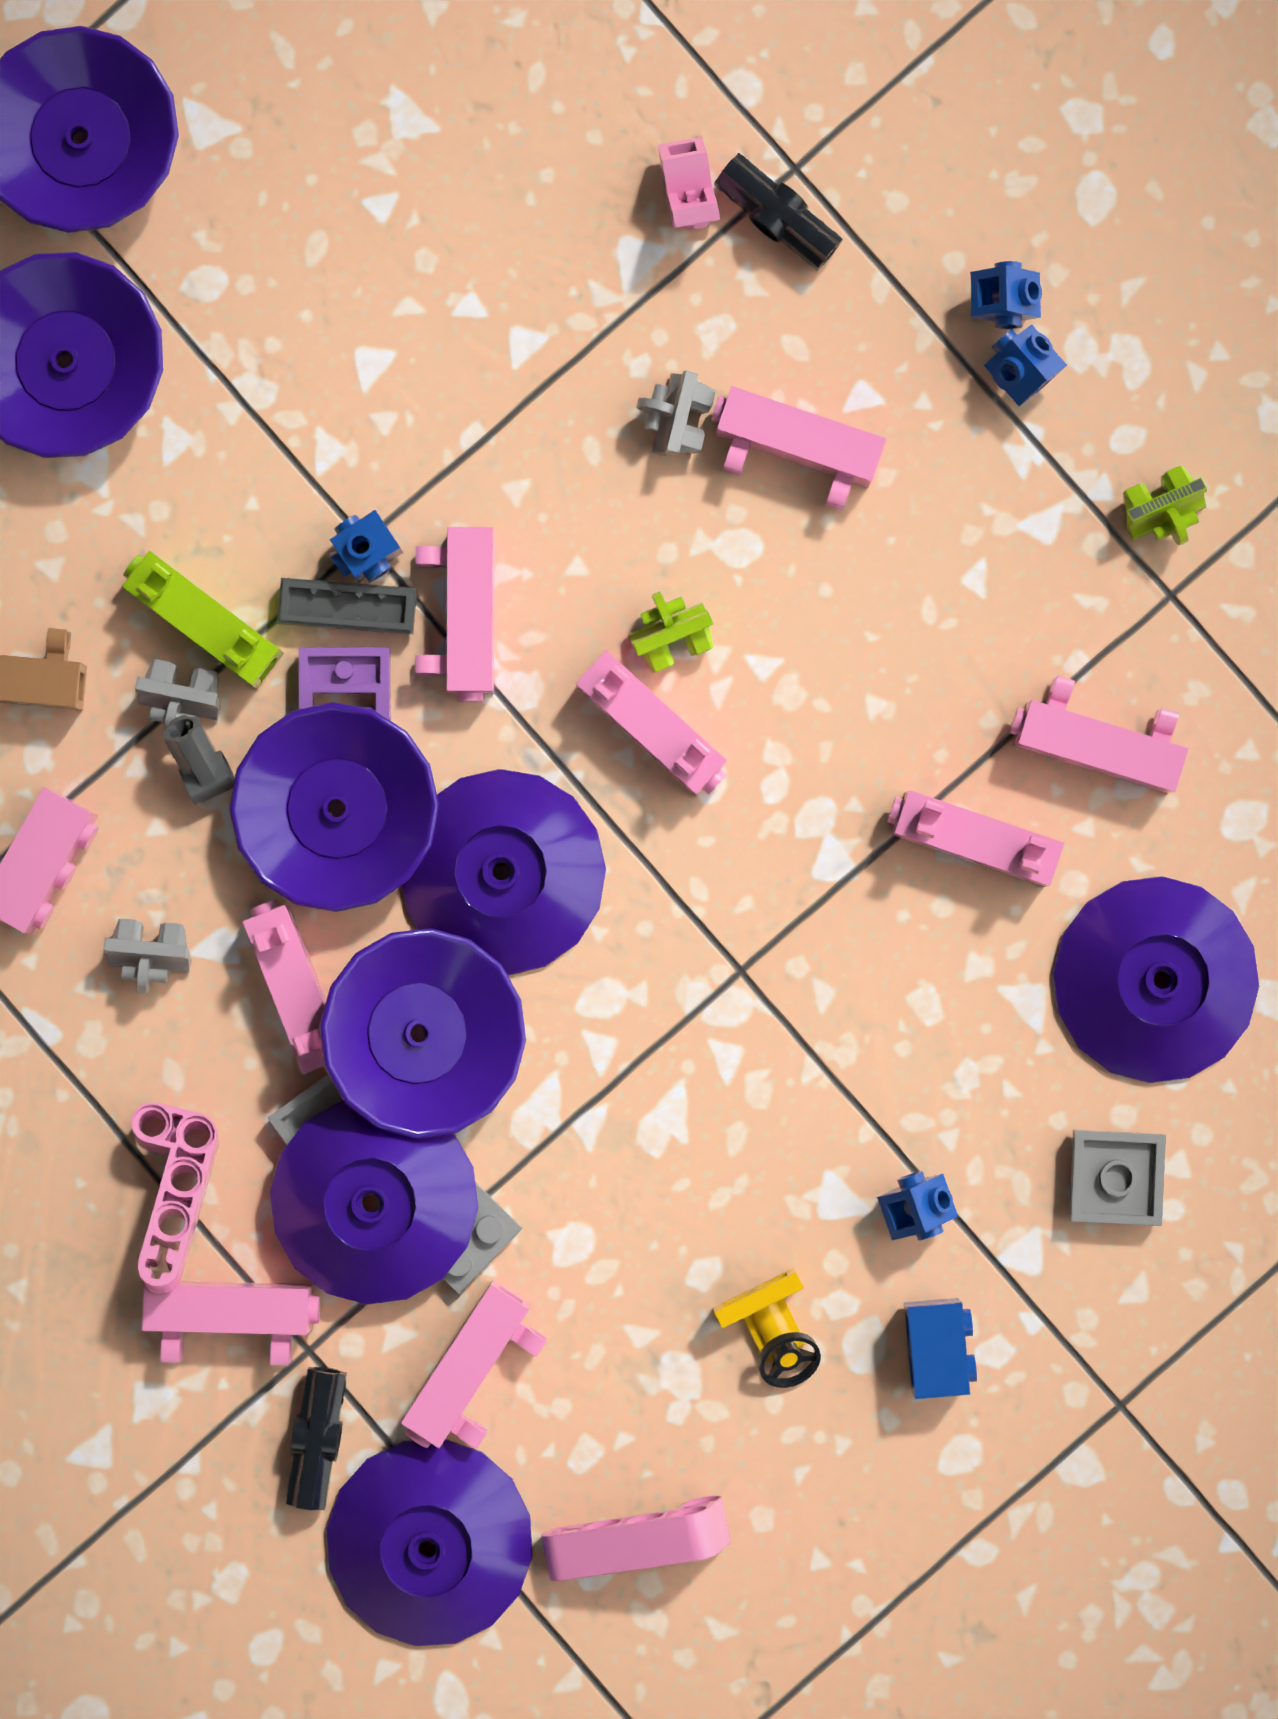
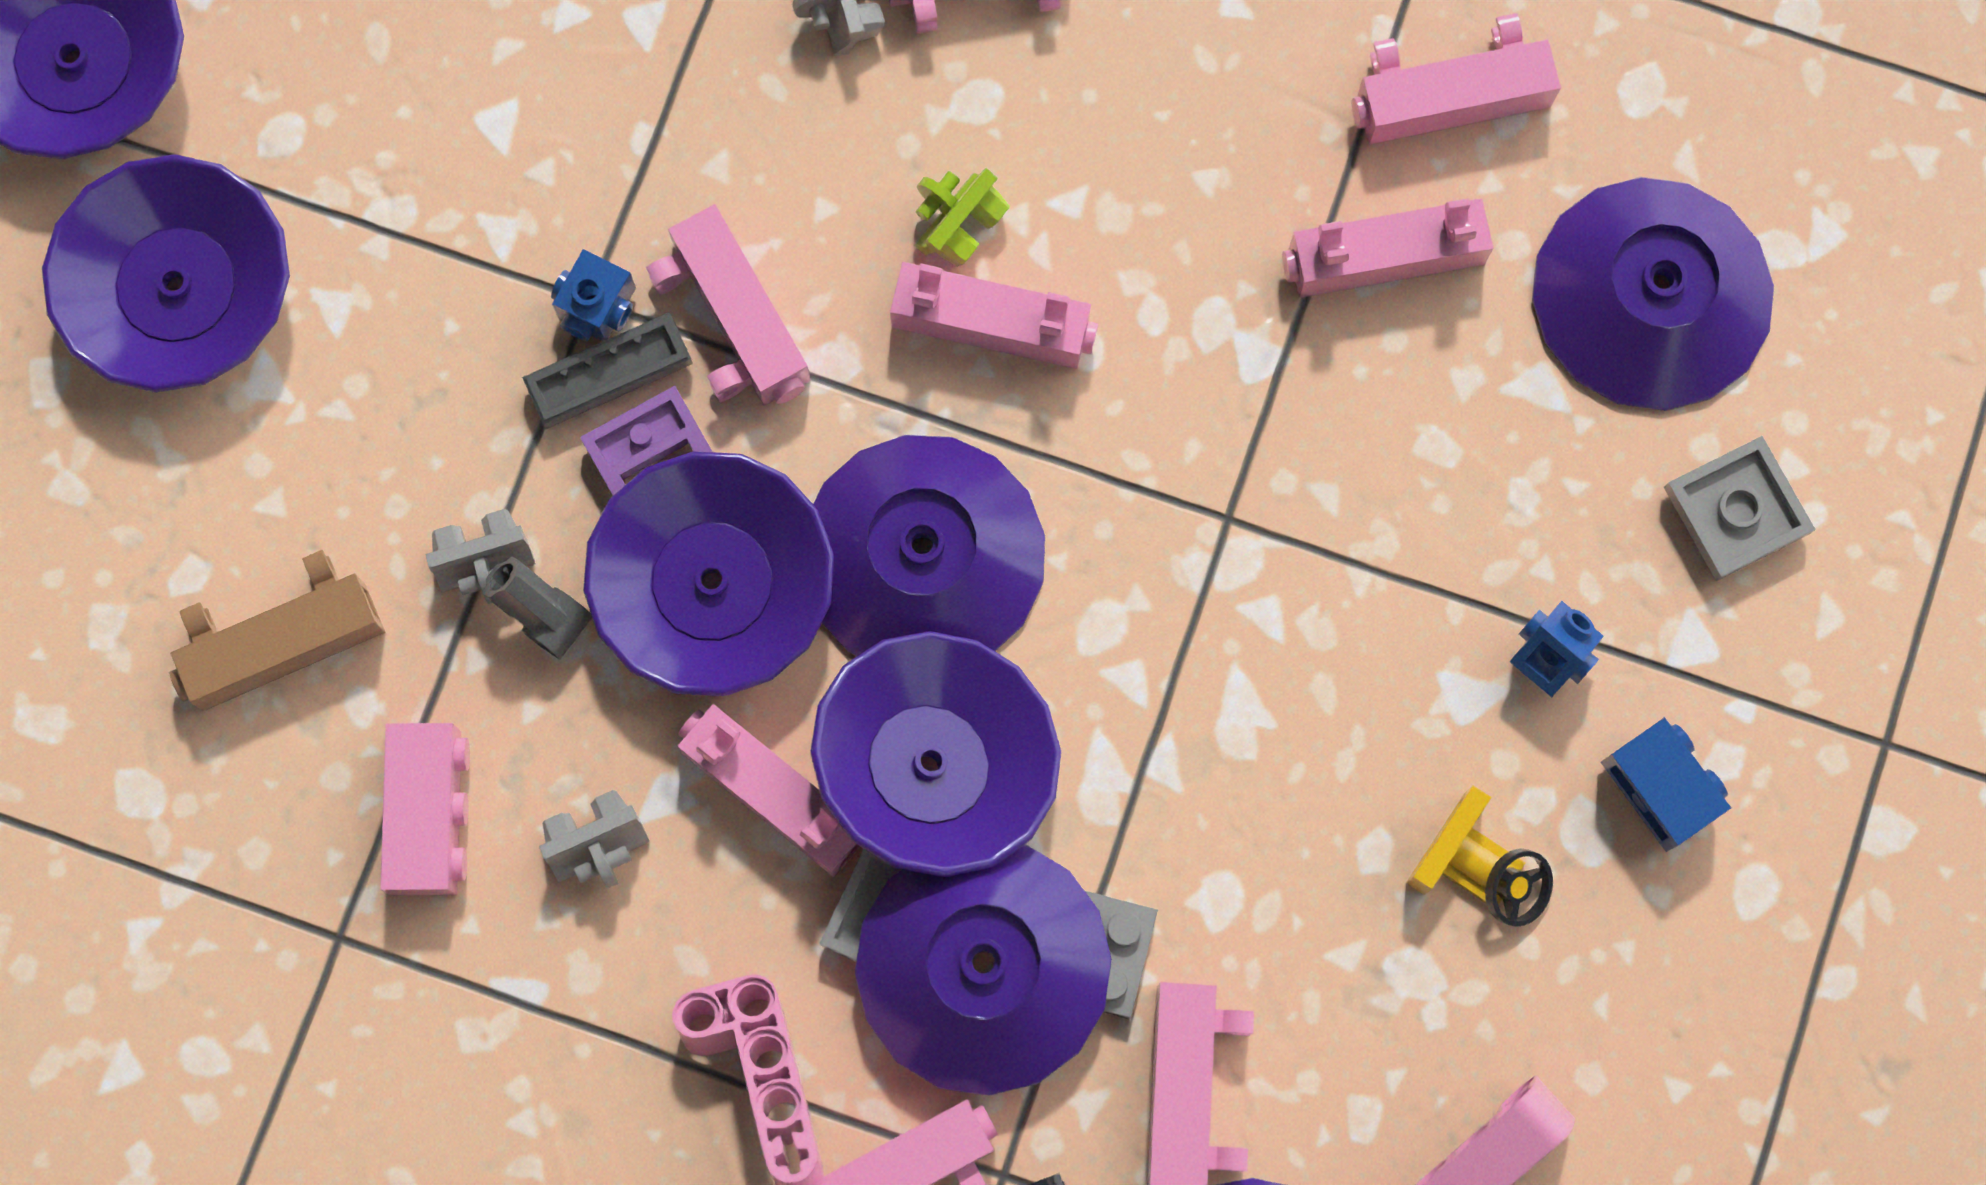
camera: 30 degrees left, 10 degrees down
(201, 618) = (461, 463): lime brick -> none

